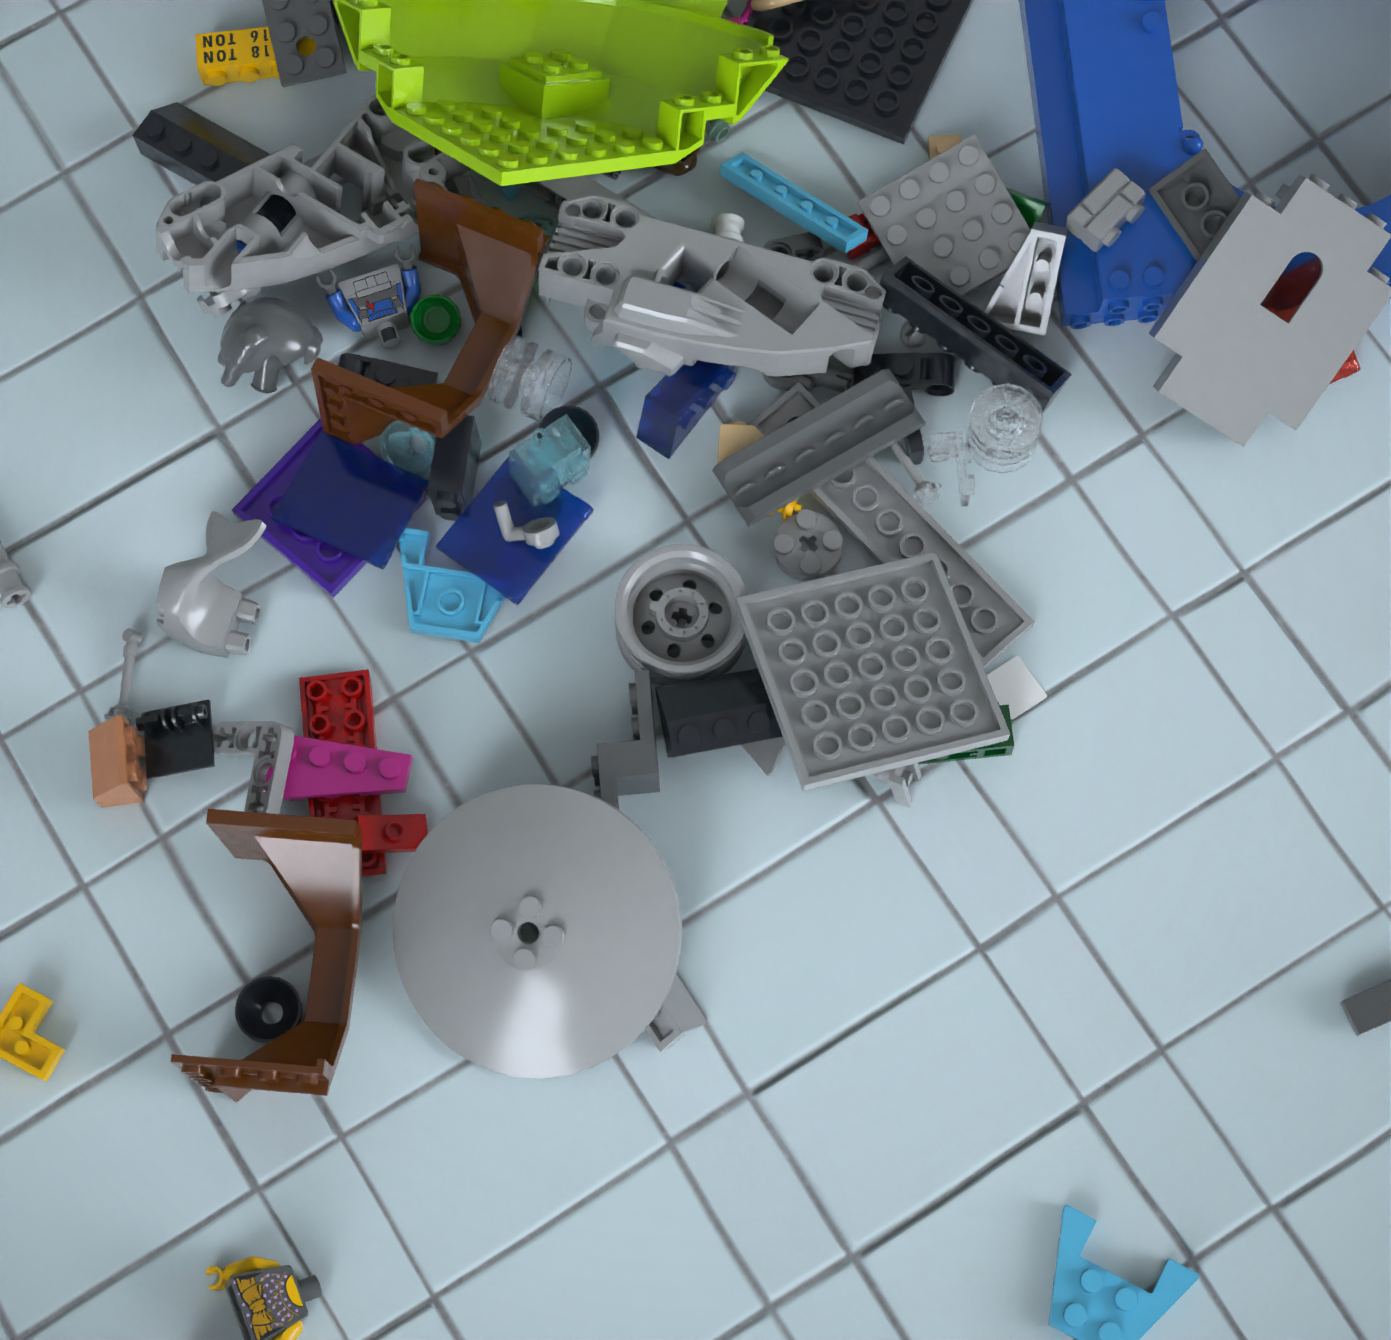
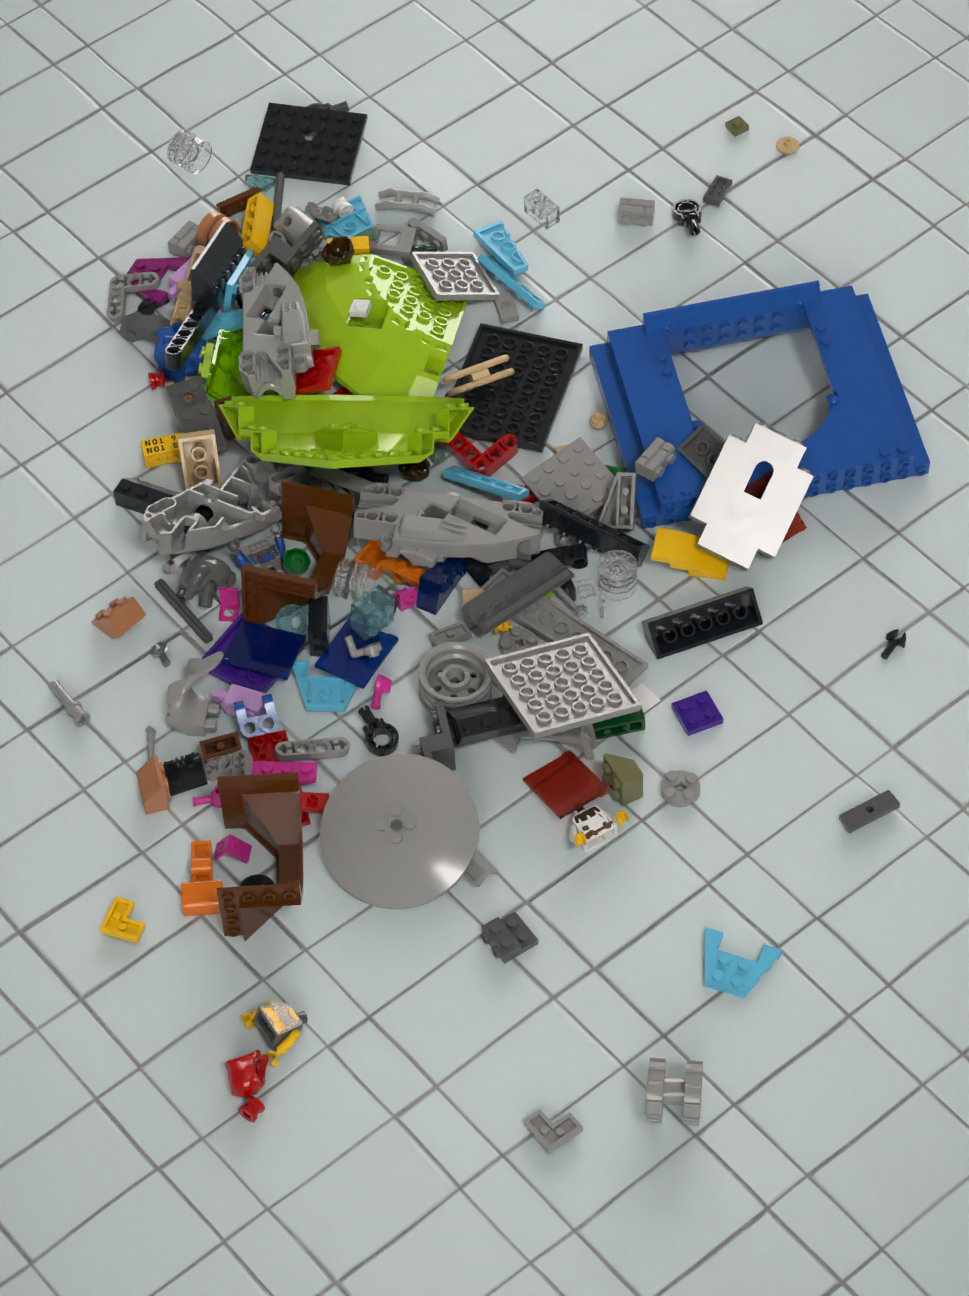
camera: 10 degrees left, 20 degrees down
(108, 393) = (119, 617): none -> nougat slope
(171, 470) = (159, 650): none -> flat silver plate
(175, 998) = (201, 894): none -> orange plate
(226, 395) = (183, 611): none -> dark grey axle
(228, 802) = (214, 799): none -> dark pink bar
(241, 910) = (233, 847): none -> dark pink bracket
(247, 699) = (220, 746): none -> reddish brown brick
(290, 93) = (199, 458): none -> tan brick
(300, 602) = (251, 698): none -> lavender hinge
(302, 387) = (229, 600): none -> dark pink bracket
(317, 651) = (257, 721): none -> piece
(407, 713) = (312, 751): none -> light grey beam
(521, 678) = (376, 727): none -> black pin
(552, 601) = (382, 685): none -> dark pink bar
(567, 335) = (399, 568): none -> orange plate
(618, 426) = (406, 597): none -> dark pink bracket
(688, 510) = (454, 633): none -> light grey plate
(706, 1169) = (508, 937): none -> dark grey plate
(758, 387) = (478, 571): none -> black plate
(799, 150) = (486, 458): none -> red beam
(852, 861) = (565, 784): none -> clear red piece
(889, 959) = (594, 827): none -> white torso
(957, 868) = (623, 778): none -> olive slope
(1012, 91) = (598, 420): none -> tan plate
(1041, 904) = (680, 778): none -> light grey plate
(1110, 735) = (697, 713): none -> dark purple plate
(1124, 394) = (681, 553): none -> yellow slope
(1145, 545) = (702, 622): none -> black slope

